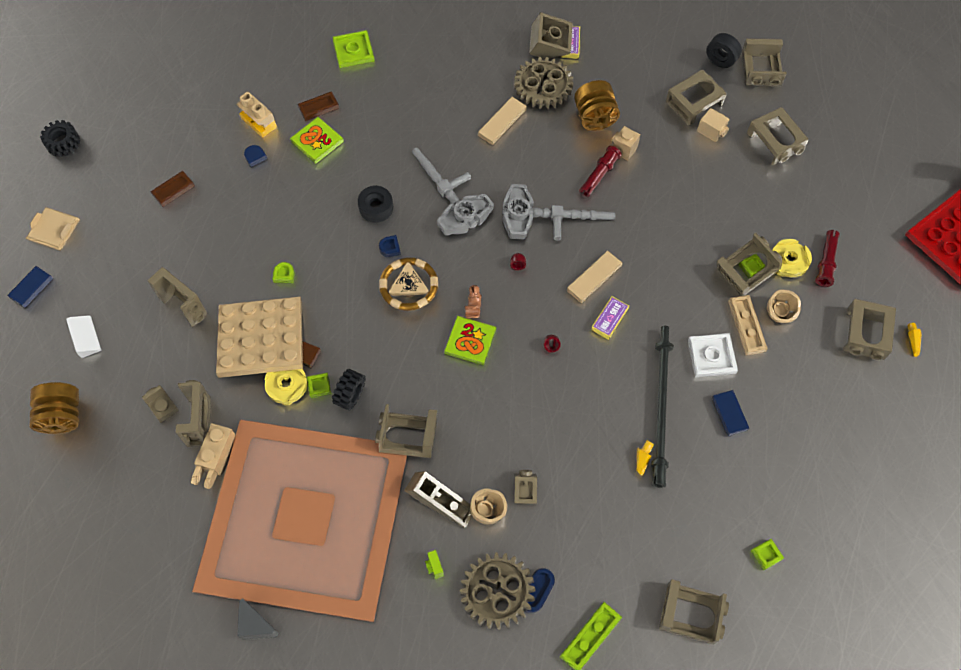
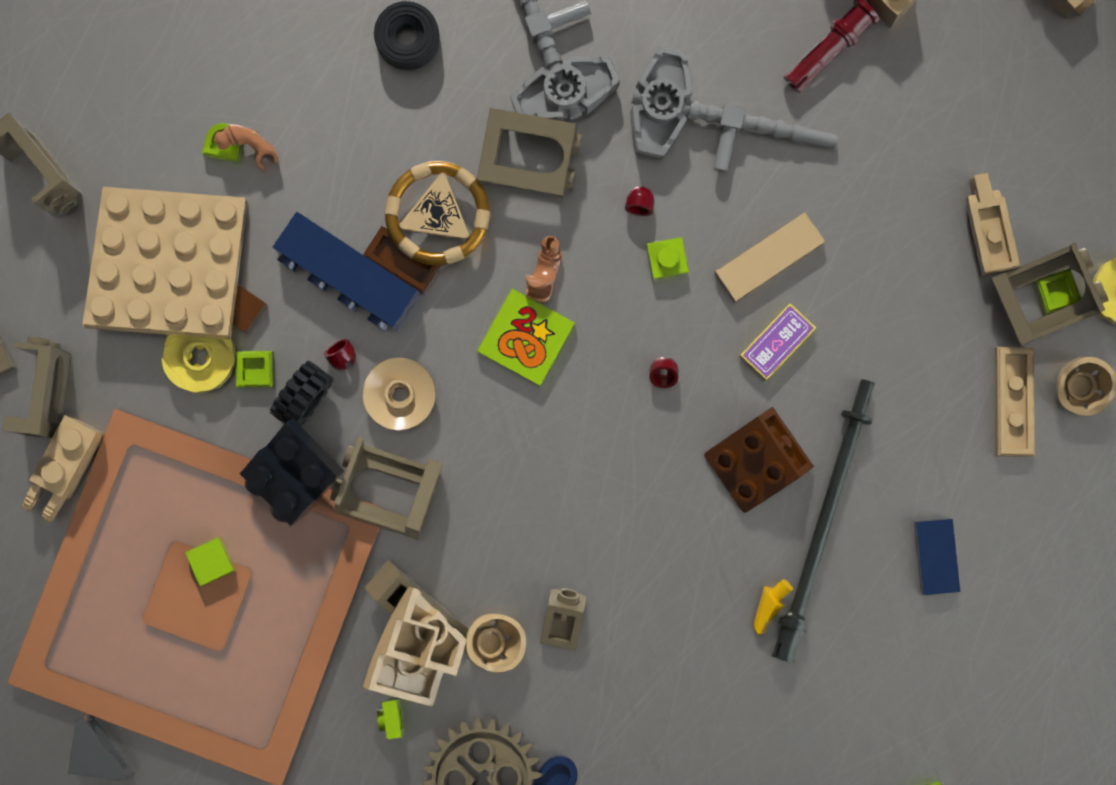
camera: 15 degrees right, 20 degrees up
(291, 264) = (240, 135): none -> nougat piece
(309, 493) = (210, 561): none -> lime tile
(350, 430) = (291, 473): none -> black plate
(363, 323) = (346, 272): none -> dark blue brick
(367, 367) = (340, 353): none -> dark red hinge
(386, 313) = (386, 255): none -> reddish brown tile
(389, 246) = (418, 125): dark blue tile -> none
(402, 372) = (380, 389): none -> tan dish
(441, 519) = (414, 651): none -> tan slope
(468, 257) = (550, 183): none -> dark tan panel
(539, 287) = (667, 258): none -> lime plate
(615, 379) = (758, 460): none -> reddish brown bracket
(708, 240) = (991, 227): none -> tan hinge
(712, 355) = (936, 446): white tile -> none

